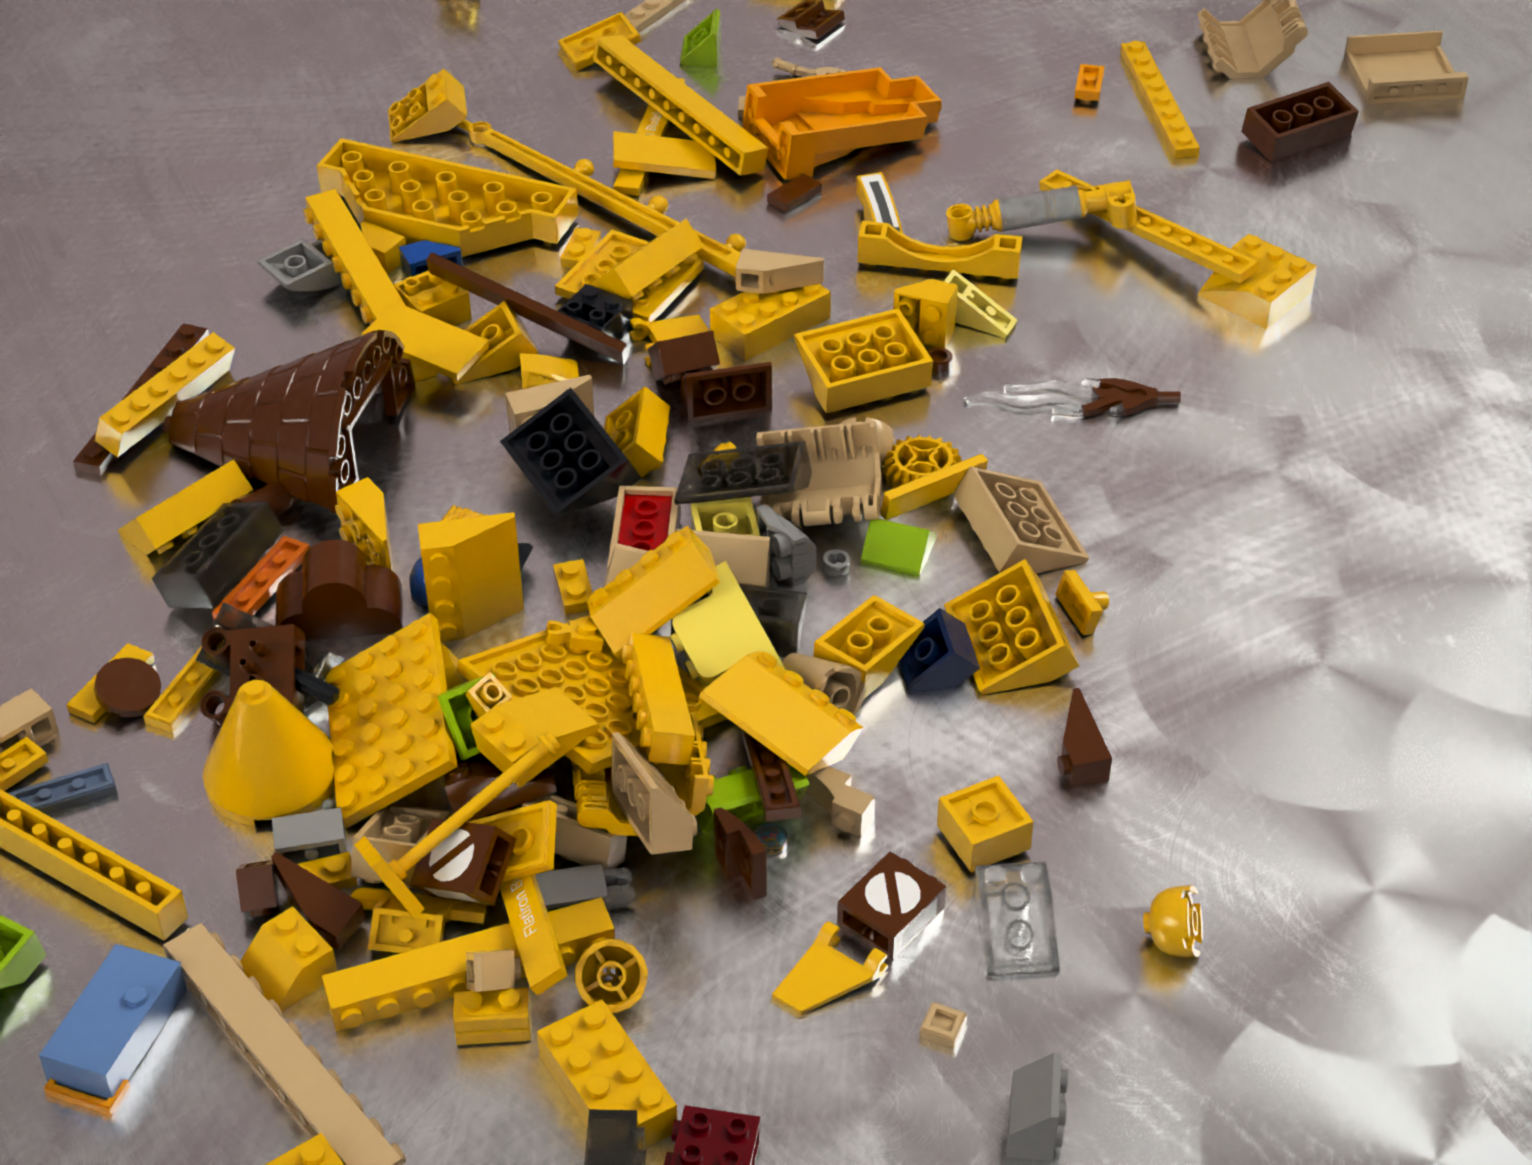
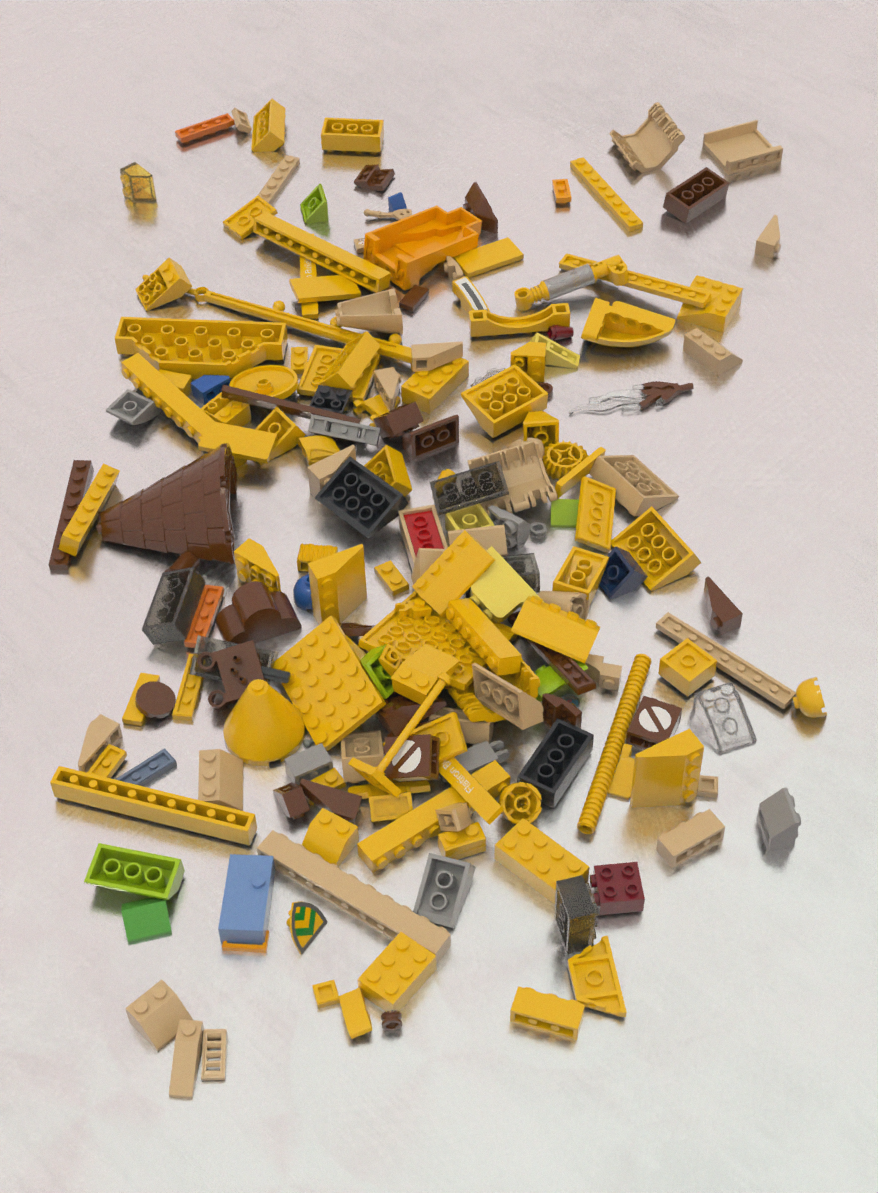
camera: 15 degrees left, 5 degrees up
(165, 829) = (220, 778): none -> tan slope
(181, 1083) = (304, 924): none -> shield
(185, 509) = (136, 580): yellow slope -> none
(429, 1085) = (443, 889): none -> light grey slope
(466, 645) = (355, 629): none -> reddish brown tile
(515, 266) = (267, 380): none -> yellow dish
(596, 355) = (344, 430): none -> light grey hinge
(695, 302) = (387, 385): none -> tan slope
(701, 924) = (557, 761): none -> black brick
(714, 199) = (372, 313): none -> tan cone
(804, 928) = (614, 745): none -> yellow piece
(827, 55) = (396, 202): none -> blue slope
(864, 979) = (667, 772): none -> yellow slope
(868, 159) = (452, 268): none -> tan slope
(875, 1102) = (690, 838): none -> tan brick
(901, 408) = (541, 426): none -> yellow slope
(933, 555) = (595, 514): none -> yellow tile
(934, 156) = (488, 257): none -> yellow tile
(947, 83) = (478, 206): none -> reddish brown wedge
(998, 280) = (559, 332): none -> dark red cone
(1061, 831) = (728, 661): none -> tan plate
(1081, 604) = (686, 525): yellow tile -> none
(1100, 285) = (624, 325): none -> yellow panel
(1229, 351) = (709, 352): none -> tan slope
(1392, 207) = (769, 239): none -> tan slope

